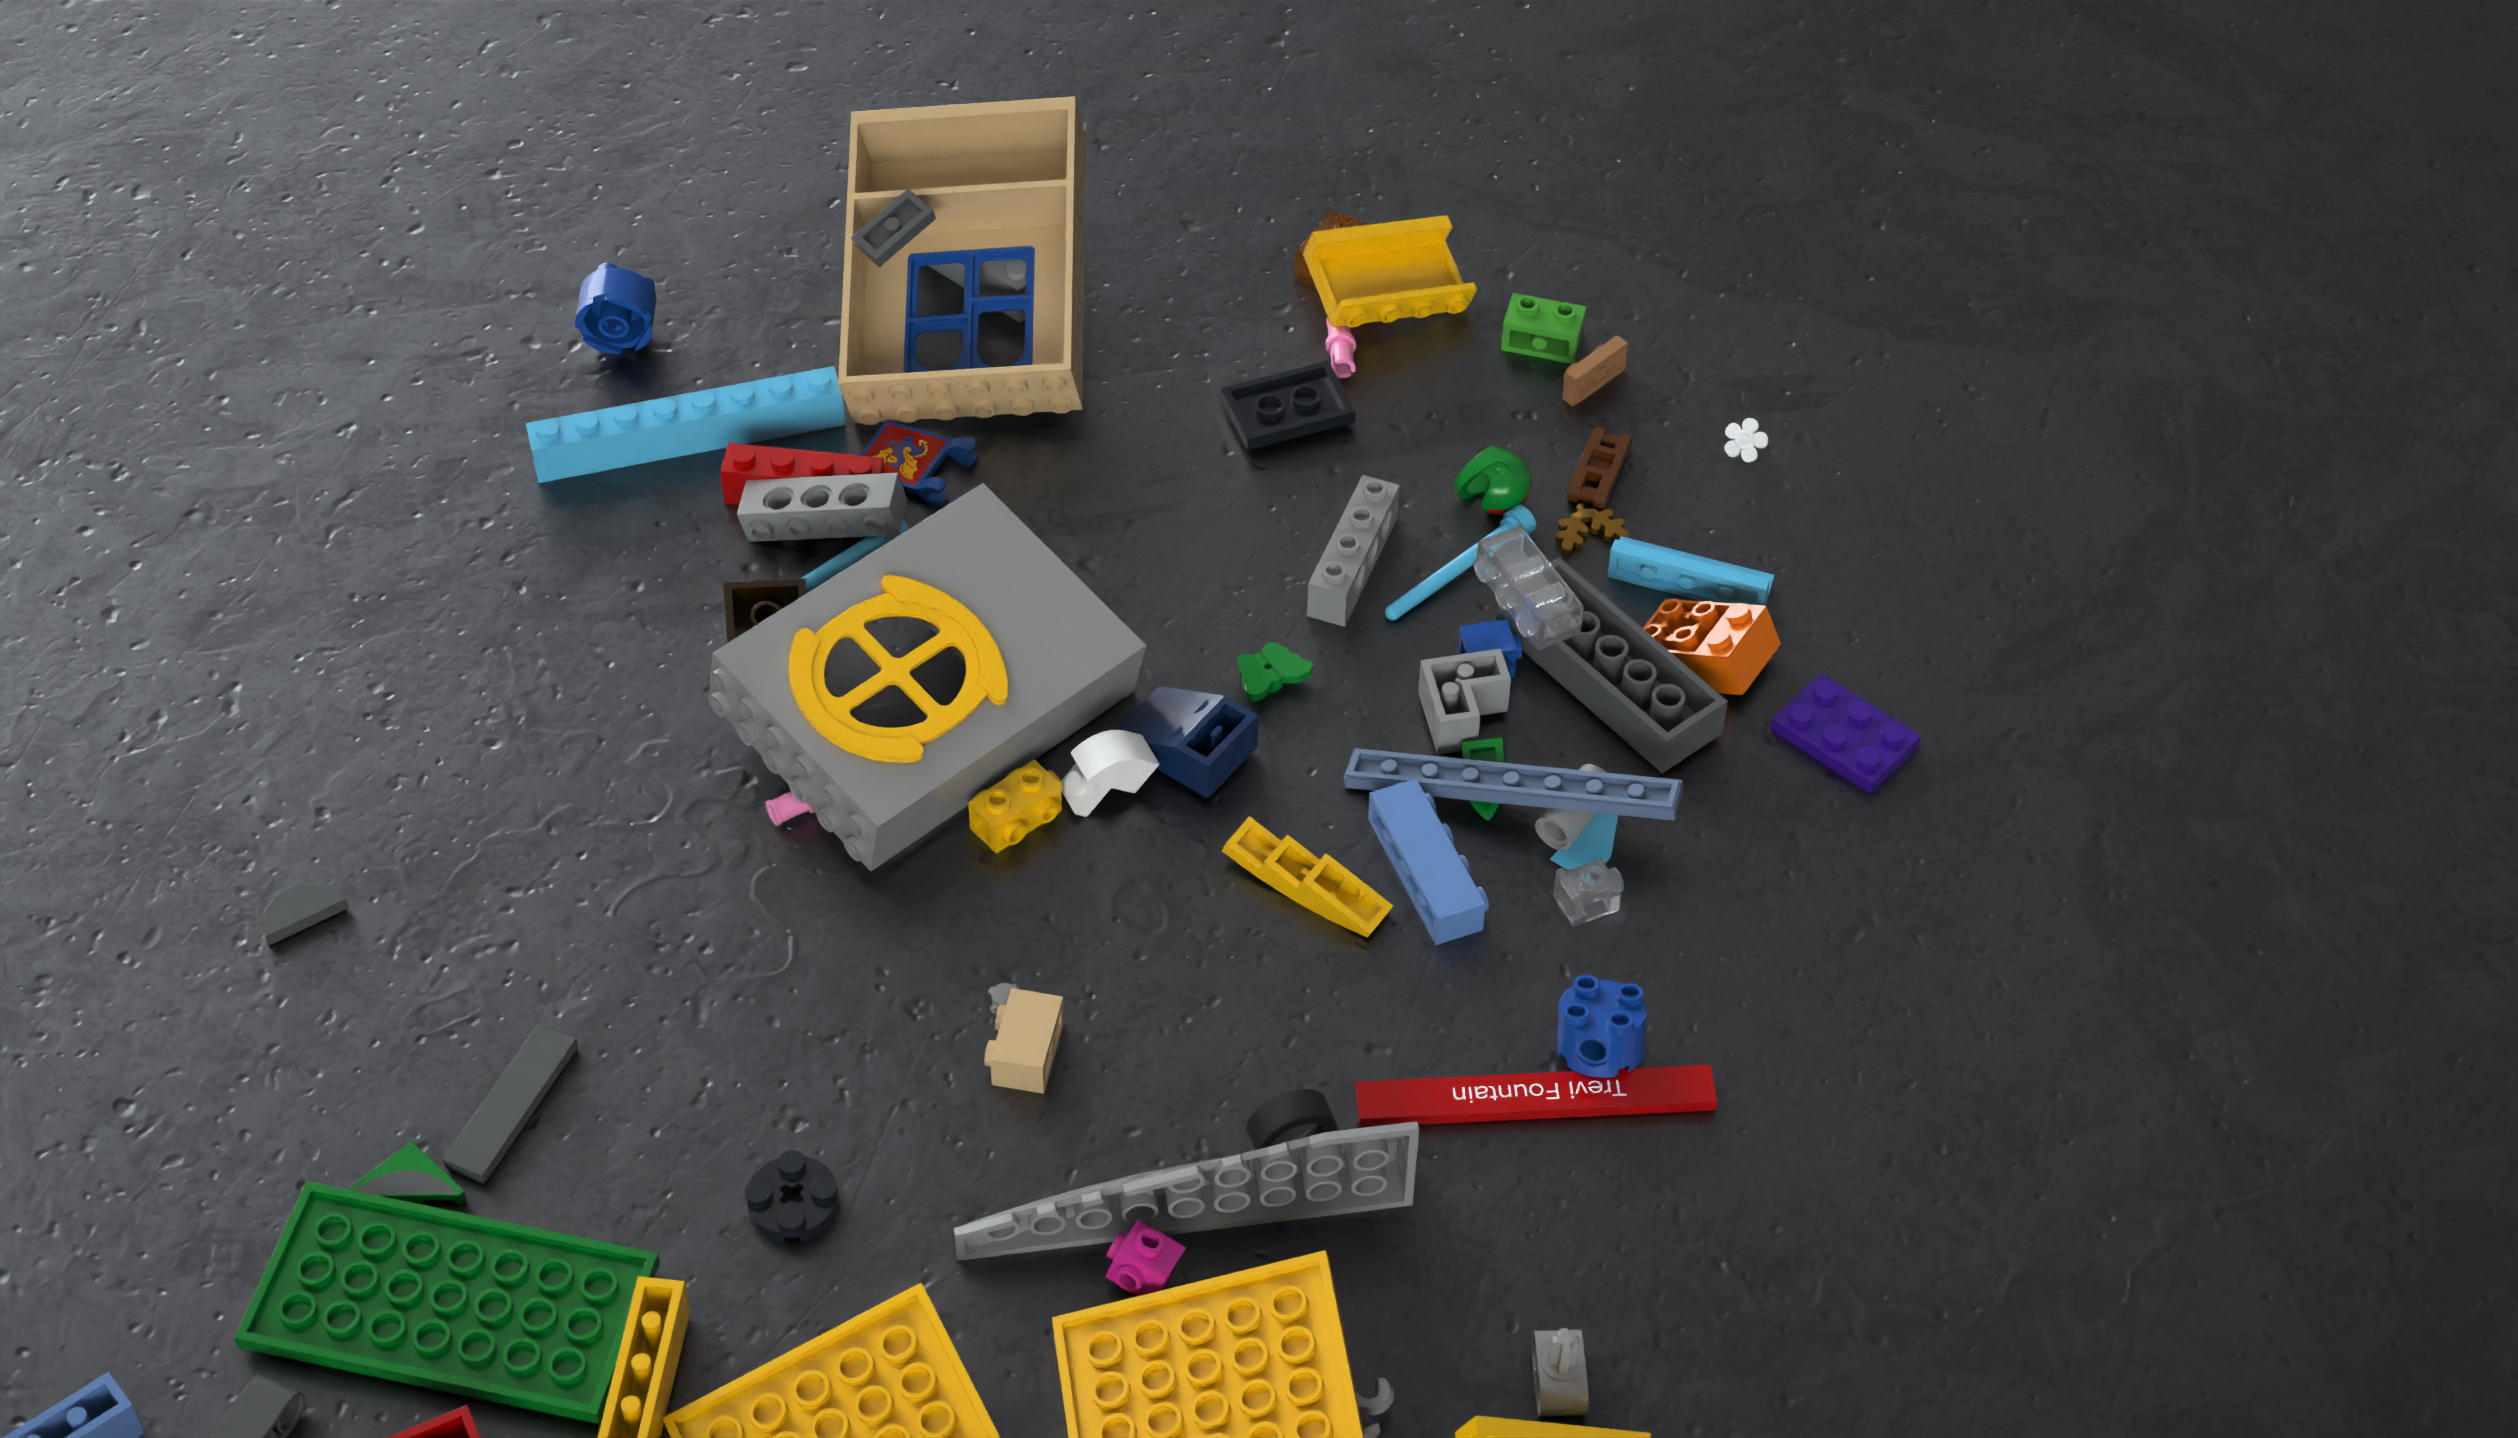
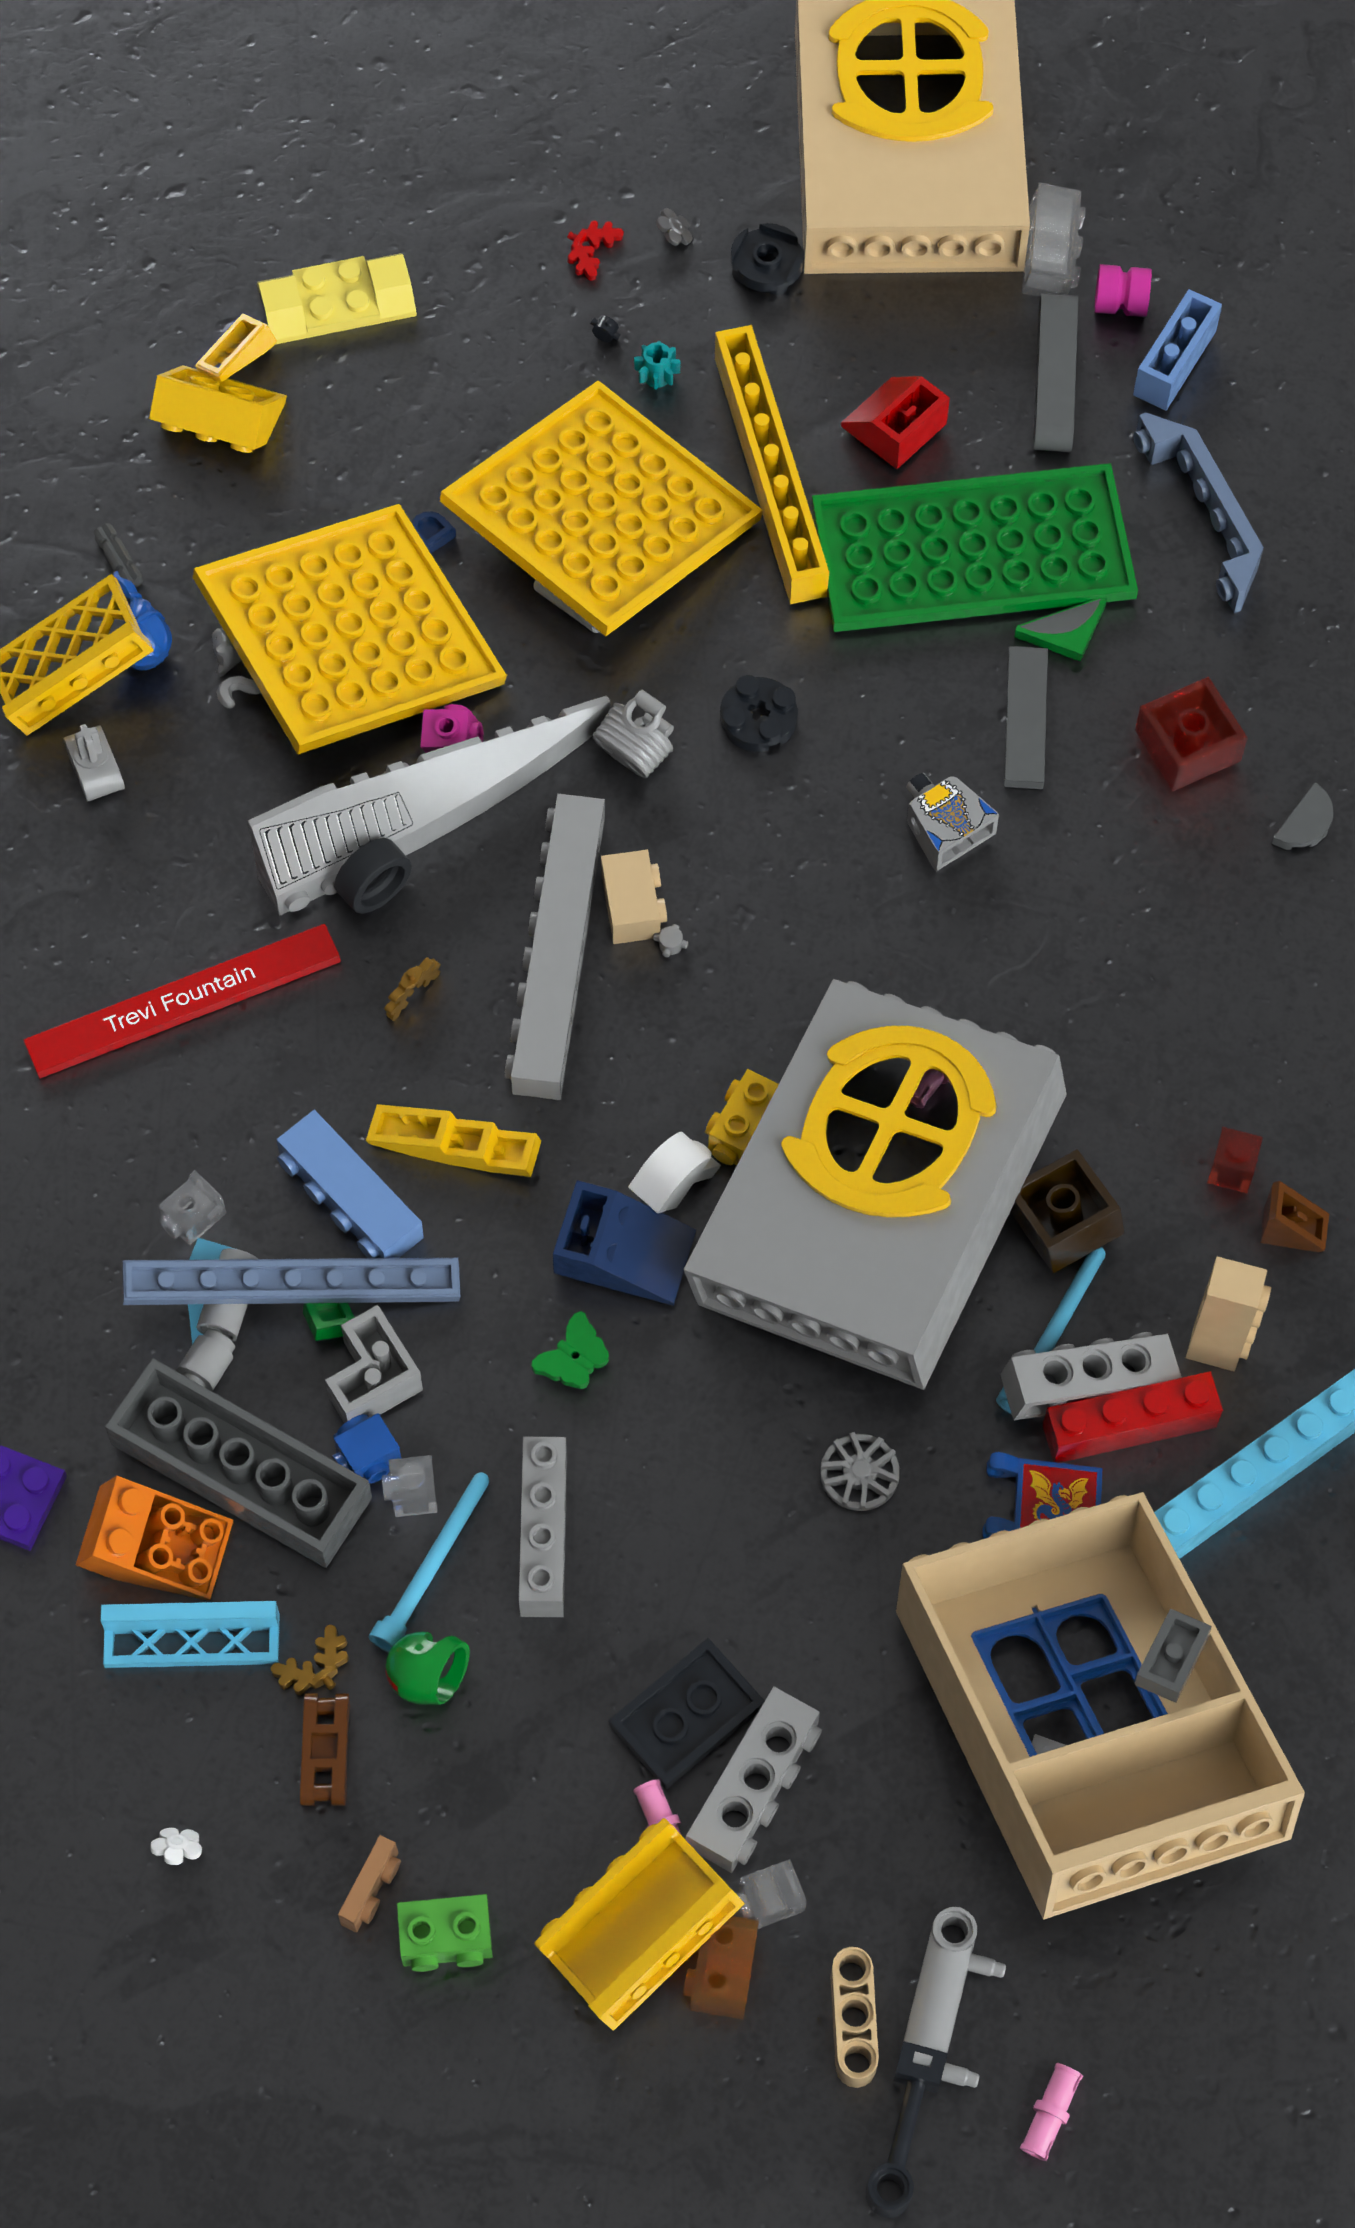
camera: 160 degrees right, 15 degrees up
(181, 1166) = (1166, 439): none -> sand blue slope
(359, 1005) = (1190, 733): none -> clear red brick
(569, 582) = (1293, 1220): none -> reddish brown slope
(584, 635) = (1235, 1159): none -> clear red brick
(659, 1013) = (948, 818): none -> light grey torso
(686, 473) = (1229, 1314): none -> tan brick
(948, 1187) = (630, 742): none -> light grey piece
(1058, 524) = (860, 1471): none -> light grey wheel
(1121, 1022) = (557, 947): none -> light grey brick
(1128, 119) = (1051, 2111): none -> bright pink pin
(1208, 166) = (927, 2044): none -> light grey piece
(1247, 199) = (858, 1995): none -> tan beam
(1255, 346) = (778, 1716): none -> light grey brick
(1276, 279) = (771, 1894): none -> clear brick
(1301, 1014) = (411, 978): none -> pearl gold animal
(1456, 606) = (411, 1486): none -> clear brick
(1528, 587) = (337, 1474): clear brick -> none
(1601, 1026) = (138, 1056): blue brick -> none
(1619, 754) = (207, 1359): none -> light grey brick

